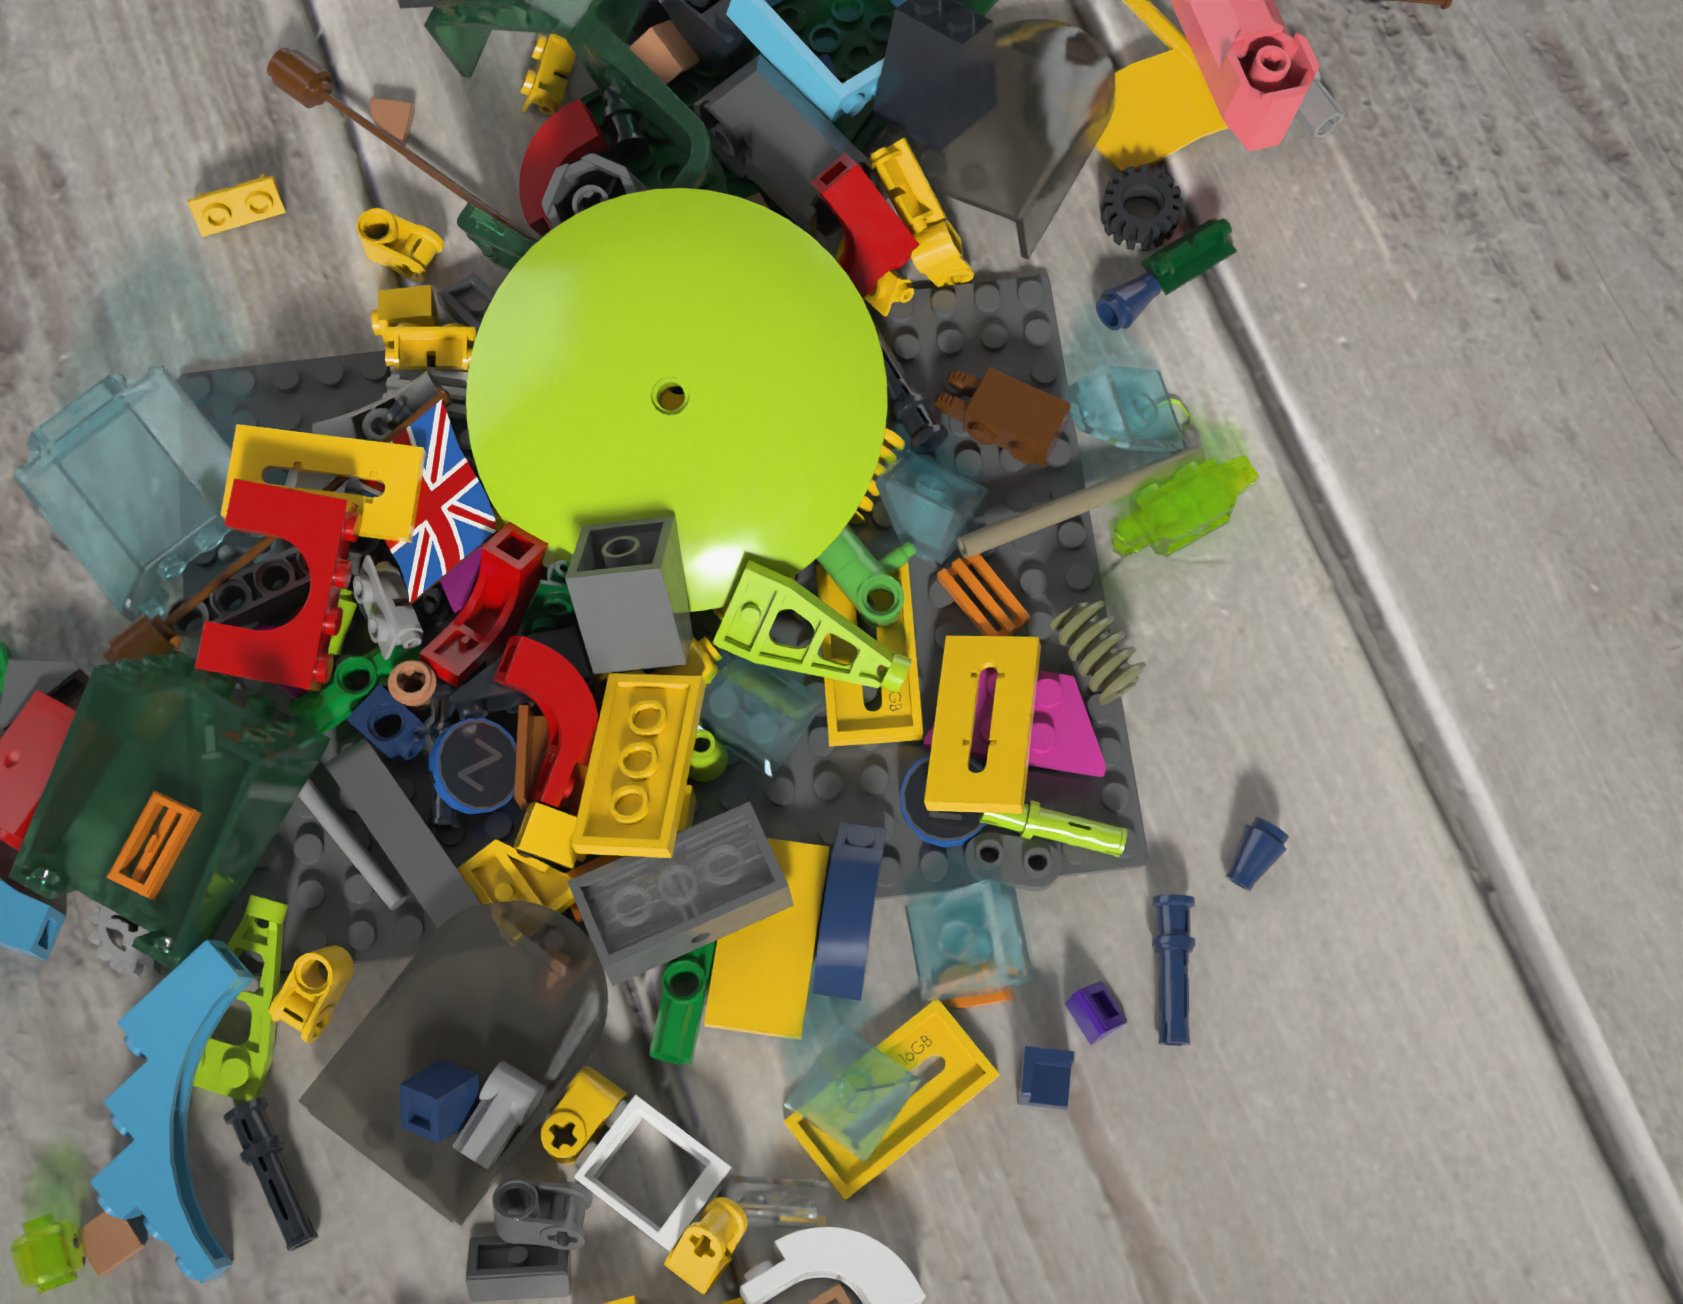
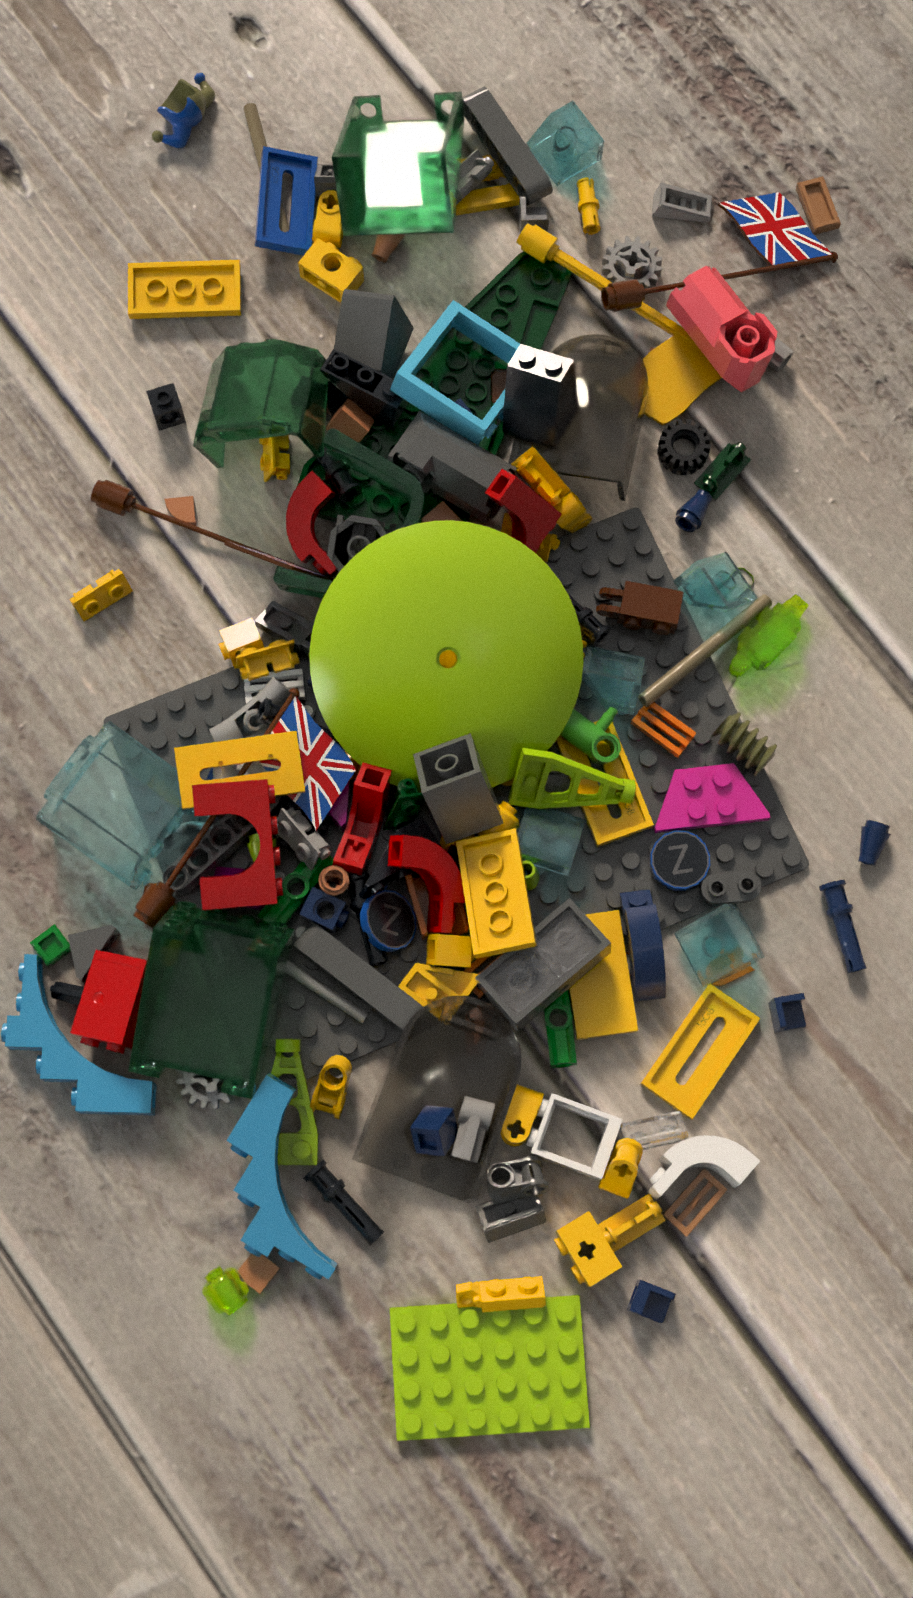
camera: 20 degrees left, 5 degrees up
(169, 853) = (208, 1025): orange tile -> none
(405, 248) = (220, 596): yellow piece -> none
(852, 1092) = (677, 1054): clear light blue slope -> none
(1004, 779) = (715, 841): yellow piece -> none
(1061, 828) = (749, 859): lime pin -> none
(1095, 1011) = (805, 965): dark purple slope -> none

